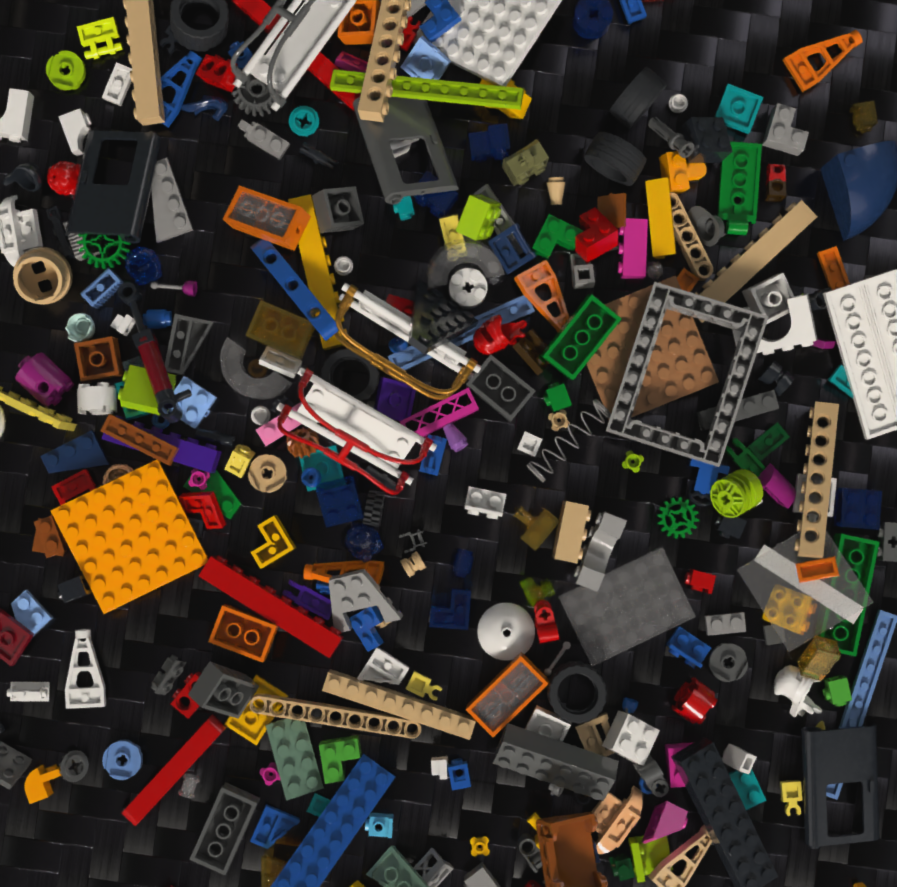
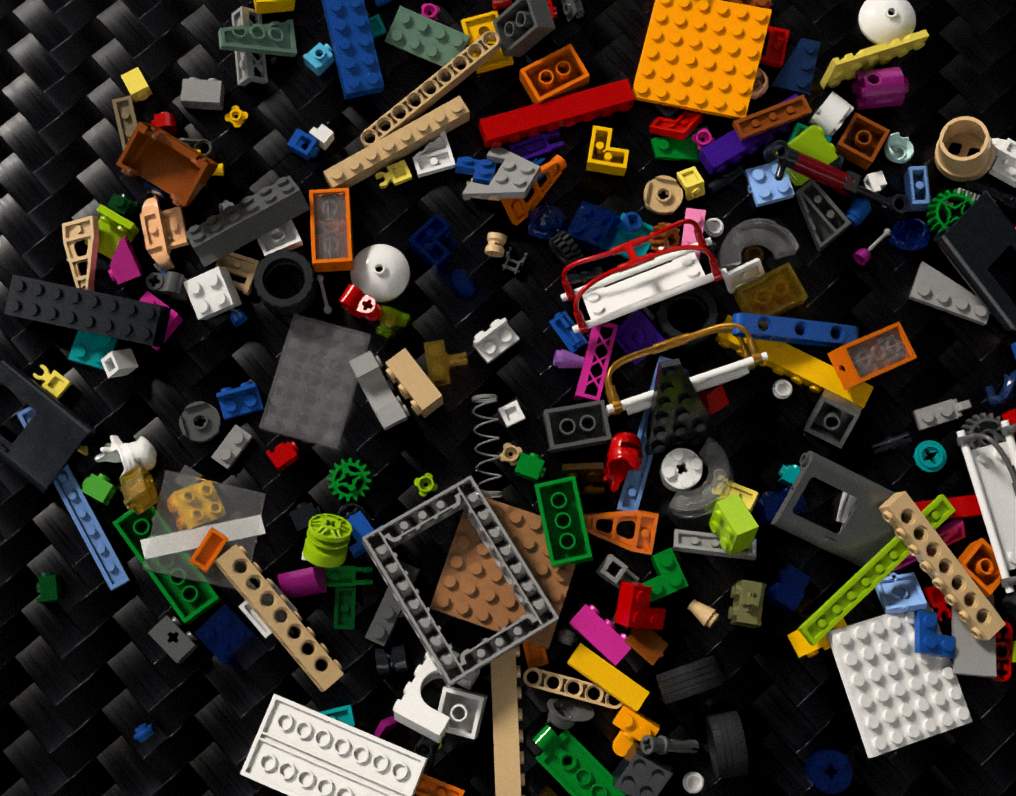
camera: 125 degrees right, 10 degrees down
(334, 753) = (402, 69): bright green brick -> none
(507, 252) = (686, 526): dark blue plate -> none
(694, 701) = (195, 366): red brick -> none

